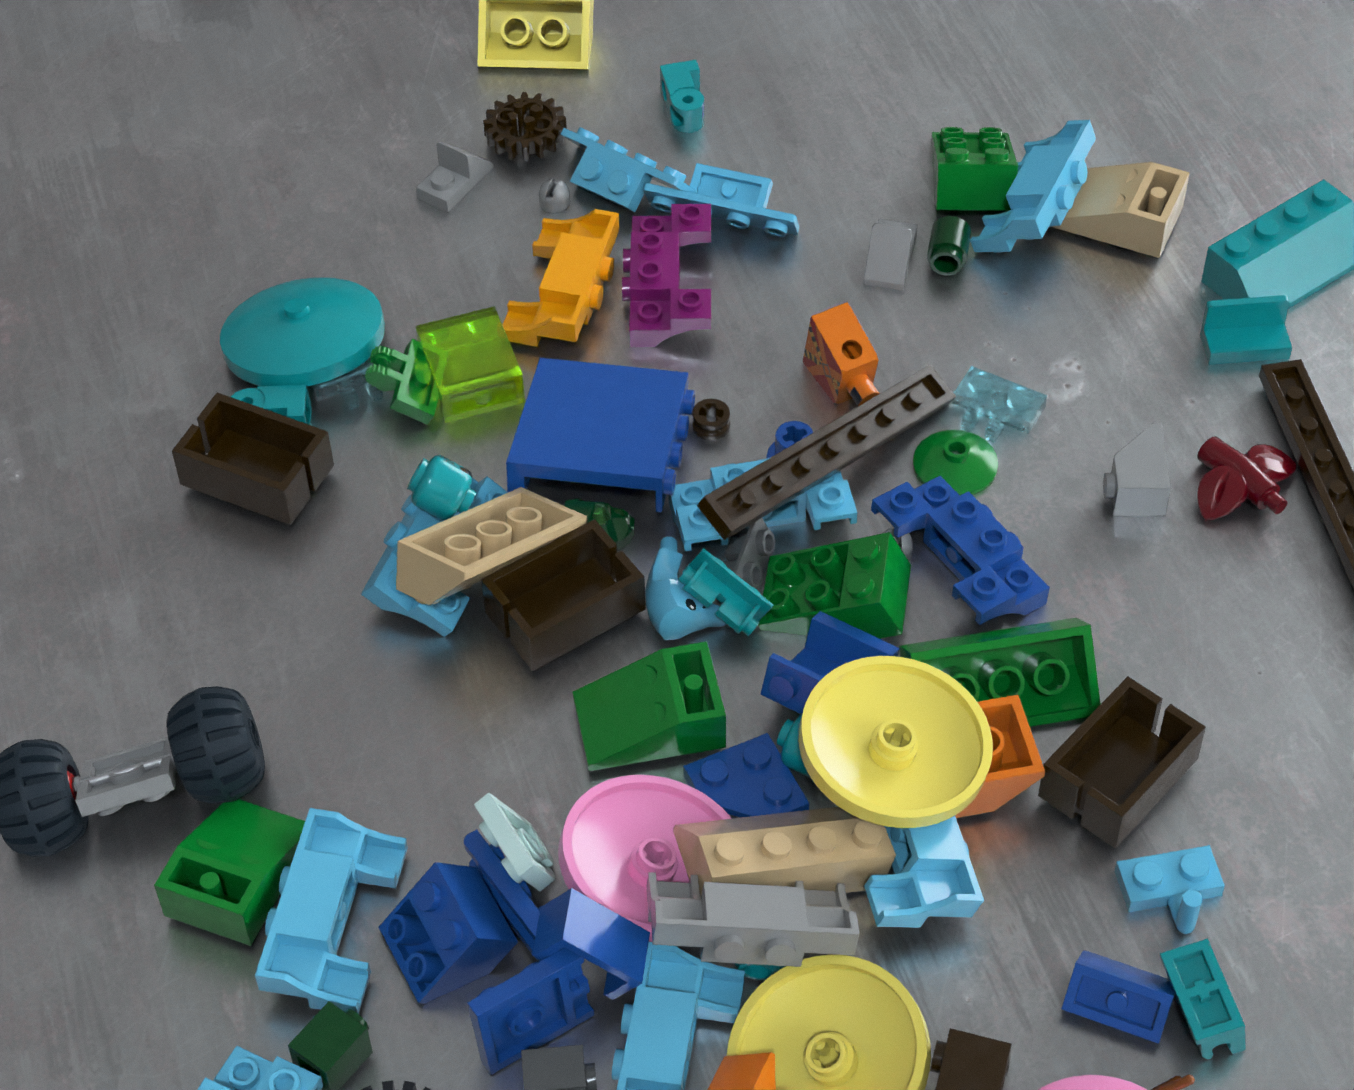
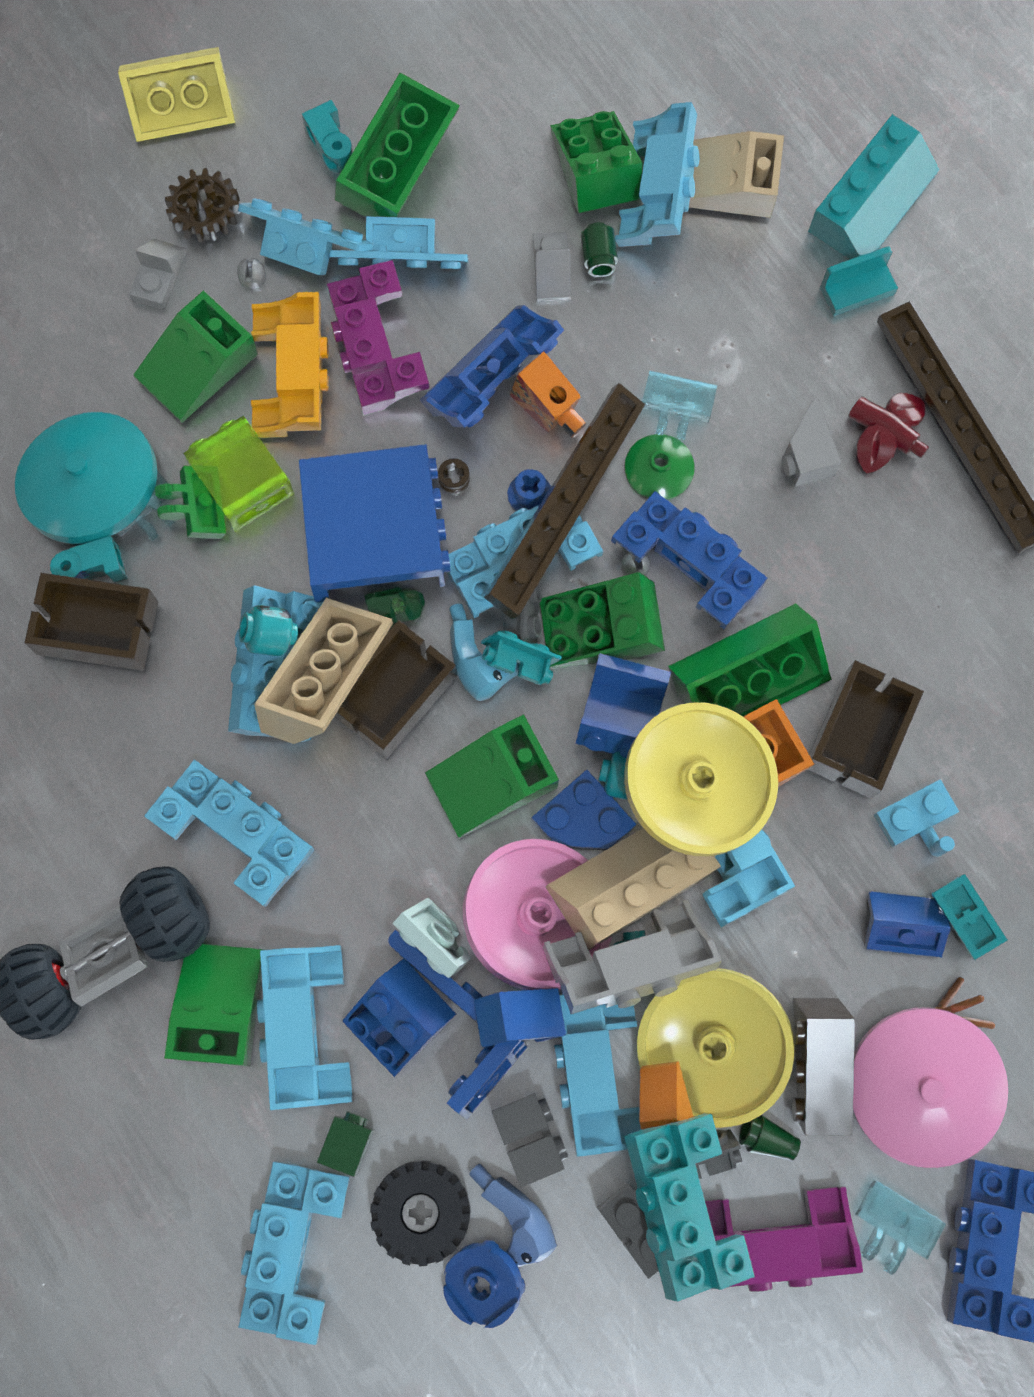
camera: 20 degrees left, 25 degrees up
(338, 688) = (232, 815): none -> medium azure bracket
(465, 249) = (195, 356): none -> green slope
(746, 110) = (394, 149): none -> green slope
(783, 317) = (498, 356): none -> blue bracket

